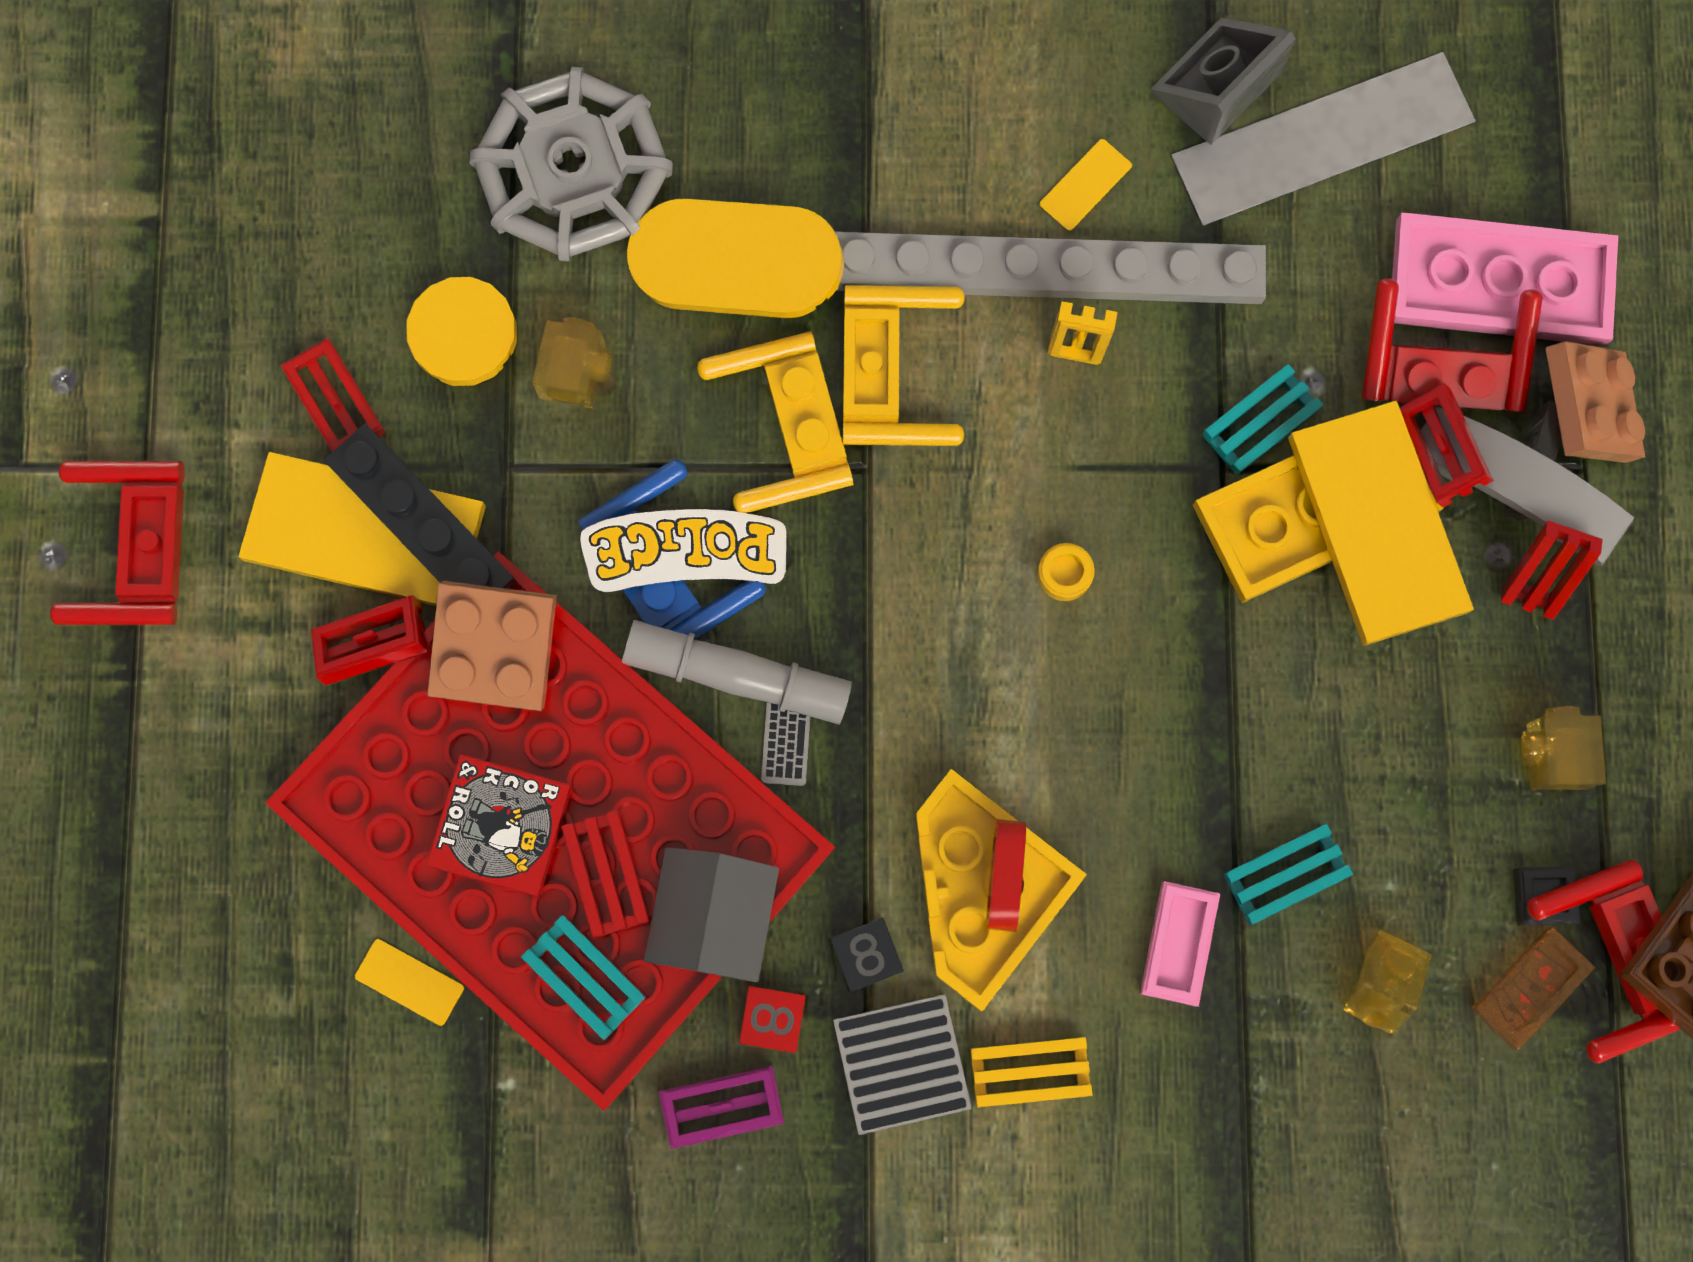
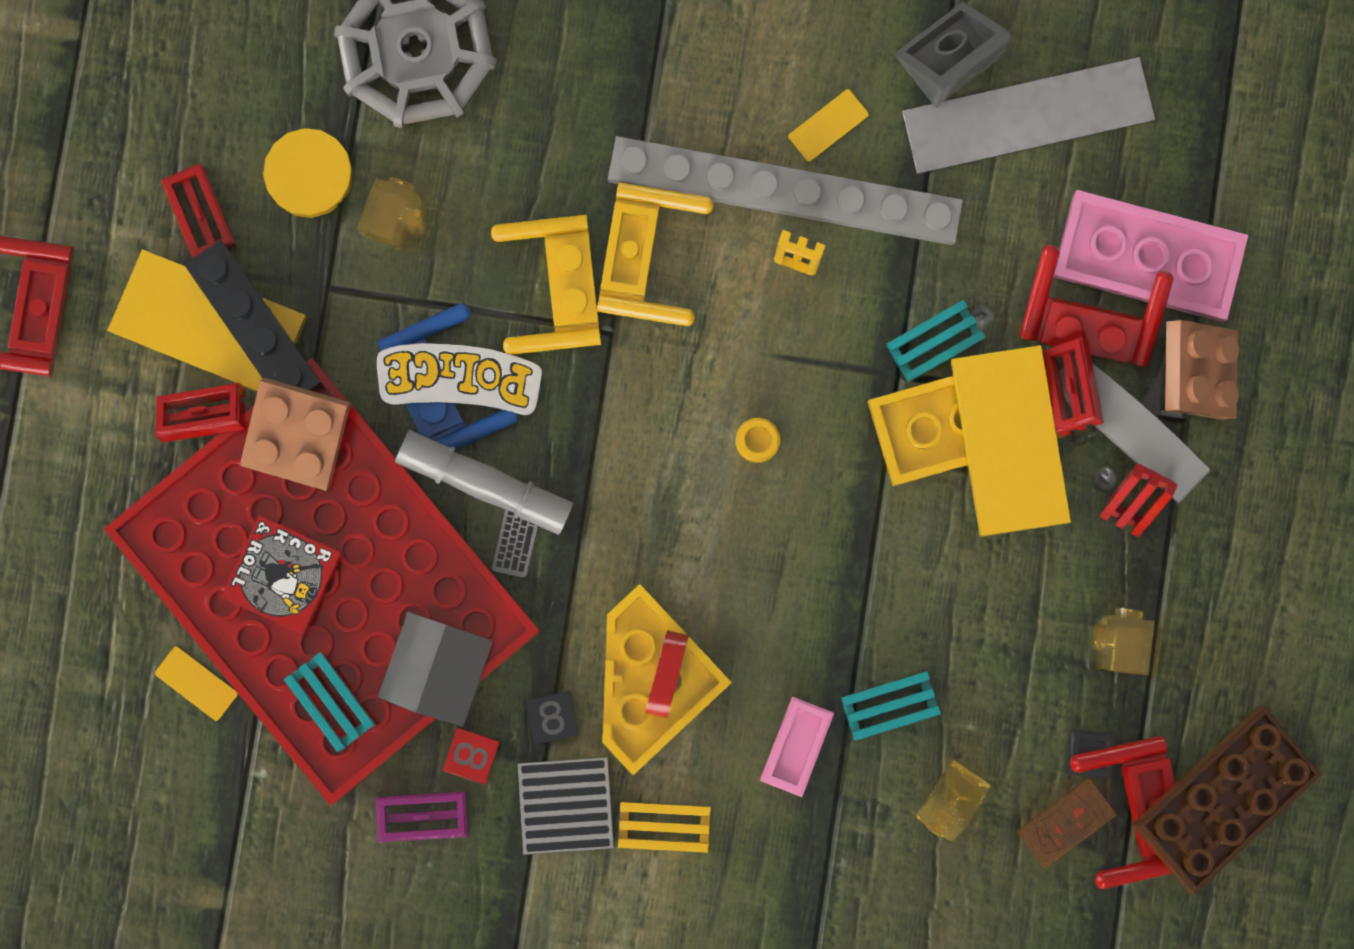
camera: 10 degrees right, 5 degrees up
(592, 826) = (340, 625): red tile -> none
(735, 258) = (534, 147): yellow tile -> none

